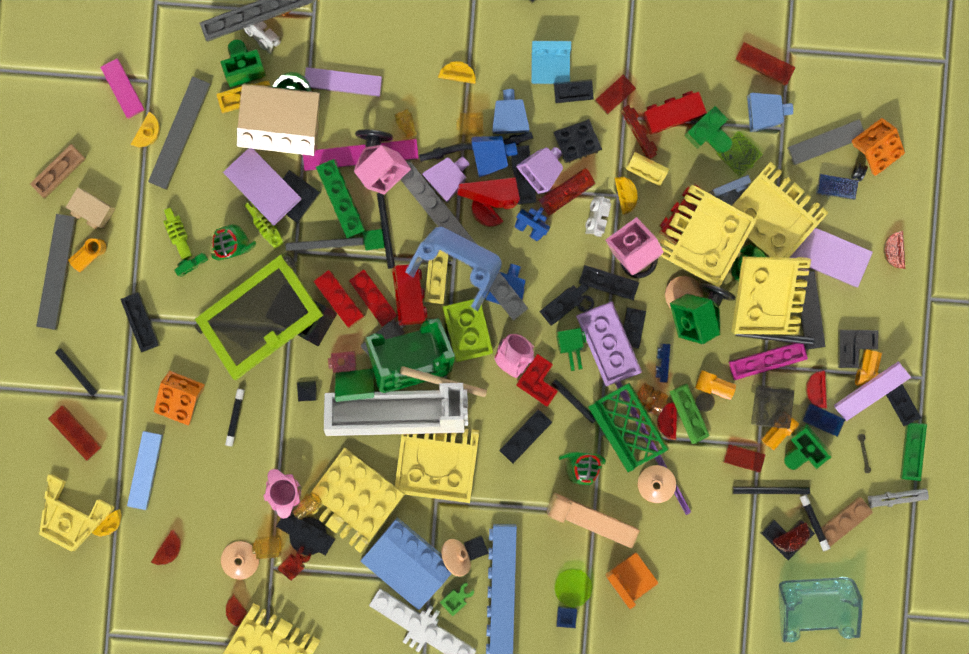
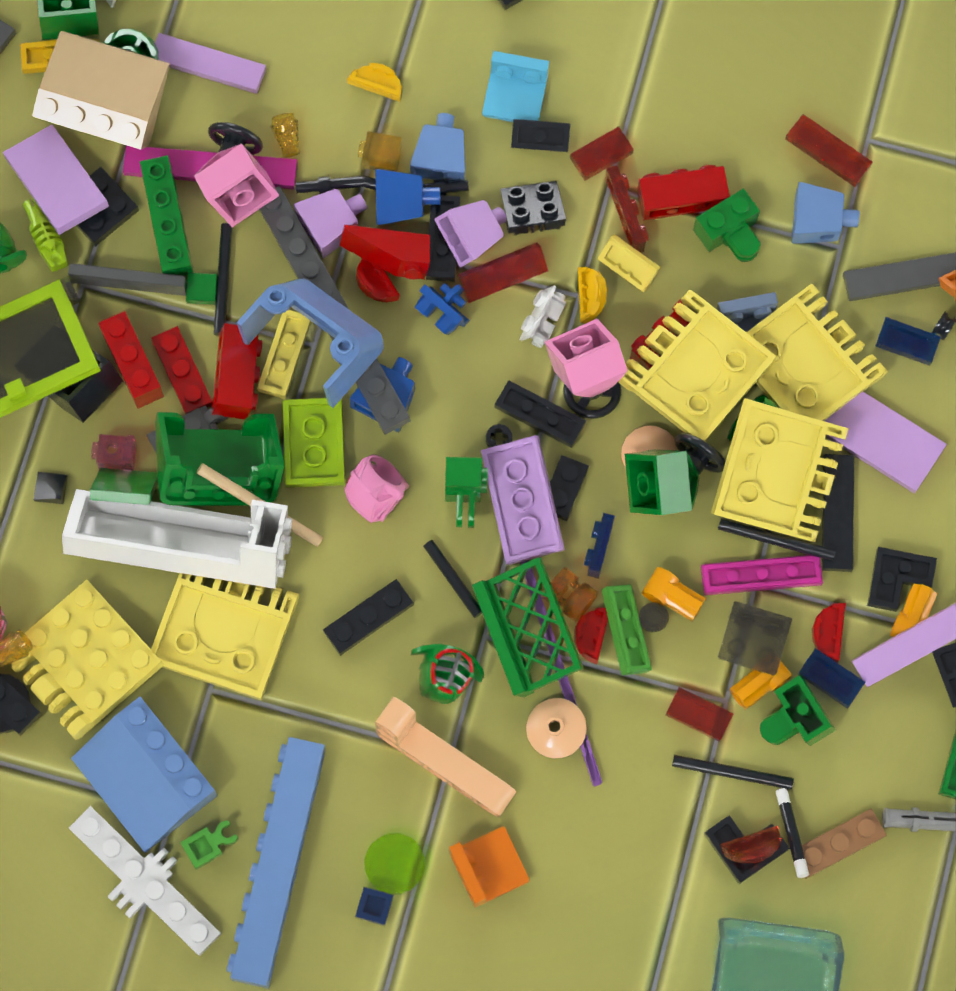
camera: 10 degrees right, 15 degrees down
(456, 557) = (220, 775): light nougat dish -> none
(476, 547) = (255, 772): black tile -> none
(533, 382) = (396, 538): red plate -> none
(563, 303) = (466, 429): black hinge -> none
(741, 154) = (771, 269): clear neon green piece -> none
(861, 437) = (886, 720): clear smoke hinge -> none

